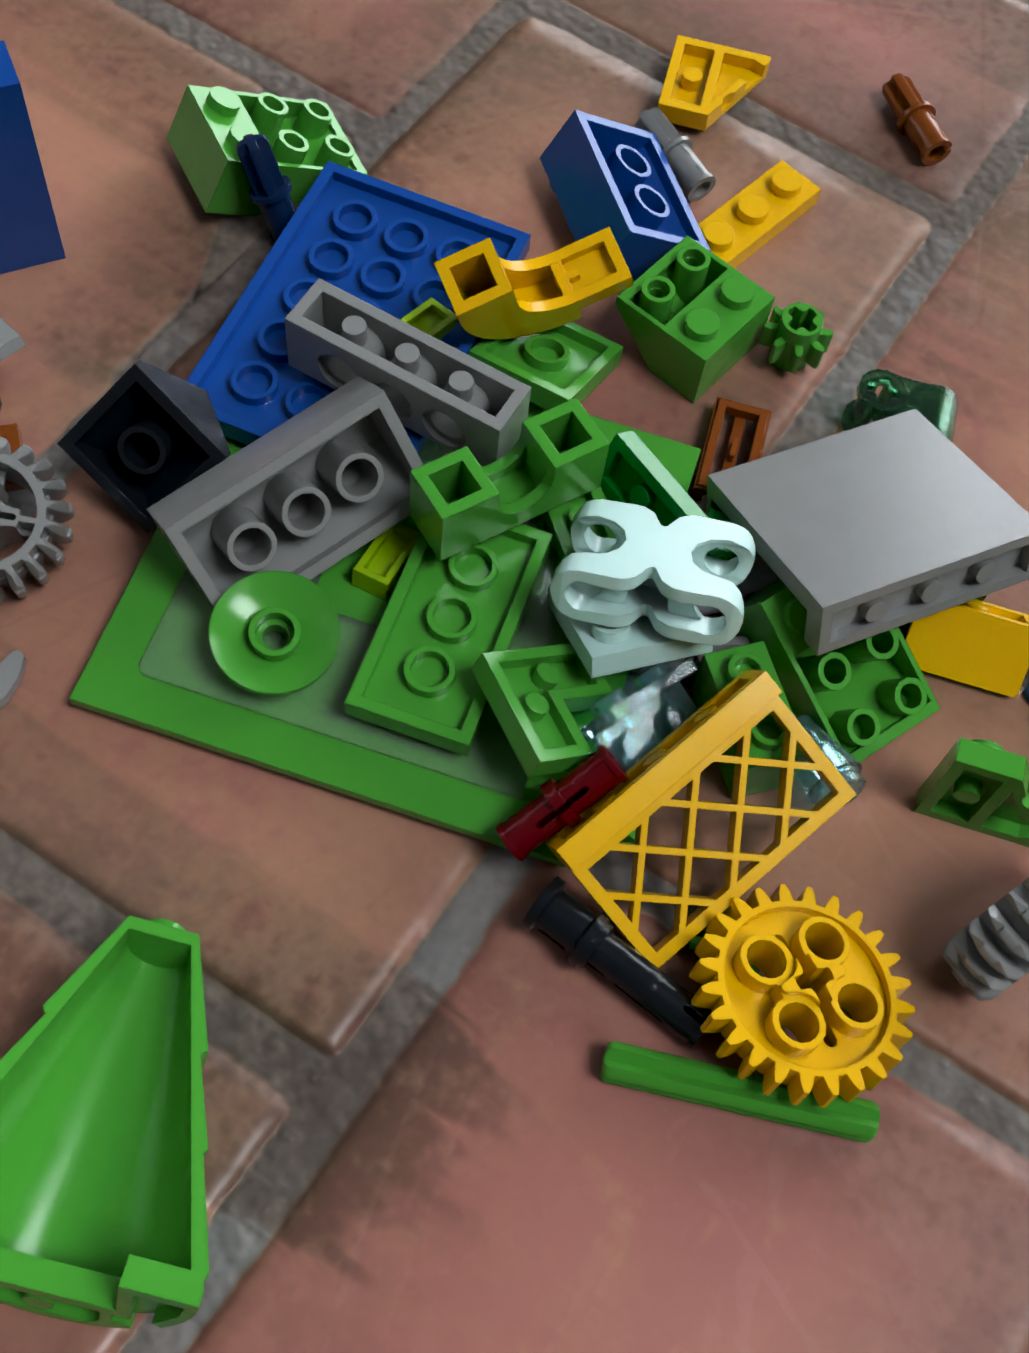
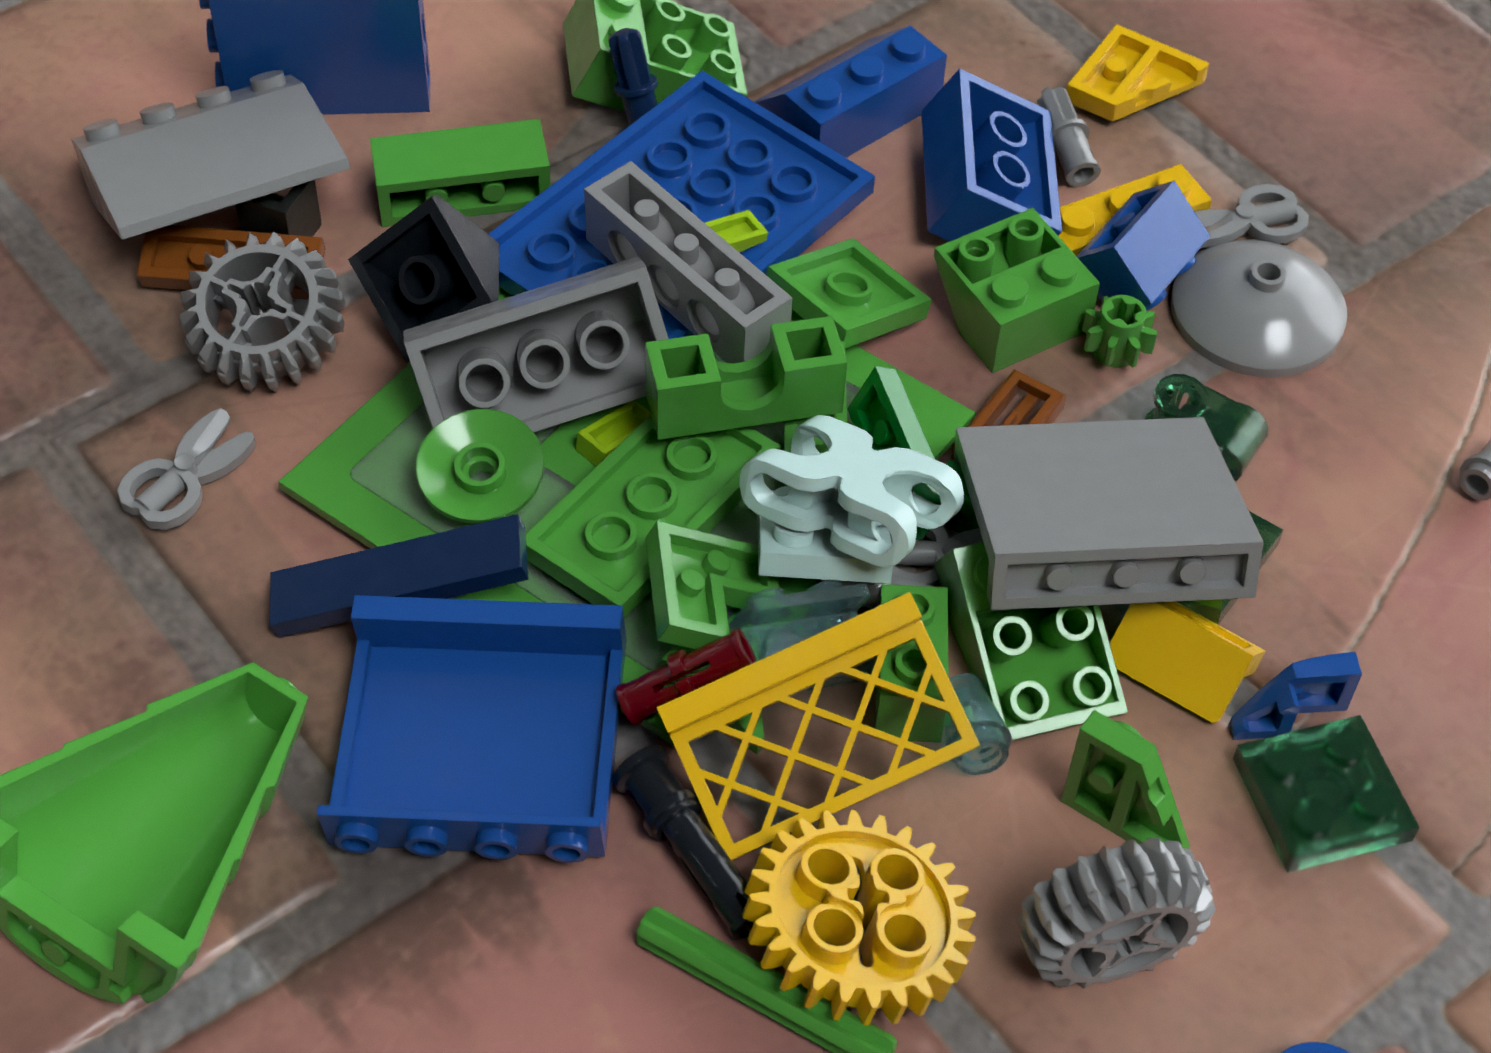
camera: 25 degrees right, 10 degrees down
(126, 318) = (468, 167): none -> bright green brick
(234, 772) = (421, 567): none -> dark blue tile
(374, 914) = (478, 728): none -> blue panel
(475, 145) = (863, 91): none -> blue slope
(532, 295) = (840, 227): yellow arch -> none
(791, 246) = (1145, 245): none -> brick
(855, 200) = (1254, 220): none -> light grey piece
(893, 284) = (1259, 309): none -> light grey dish
(916, 119) = (1350, 155): dark orange axle -> none

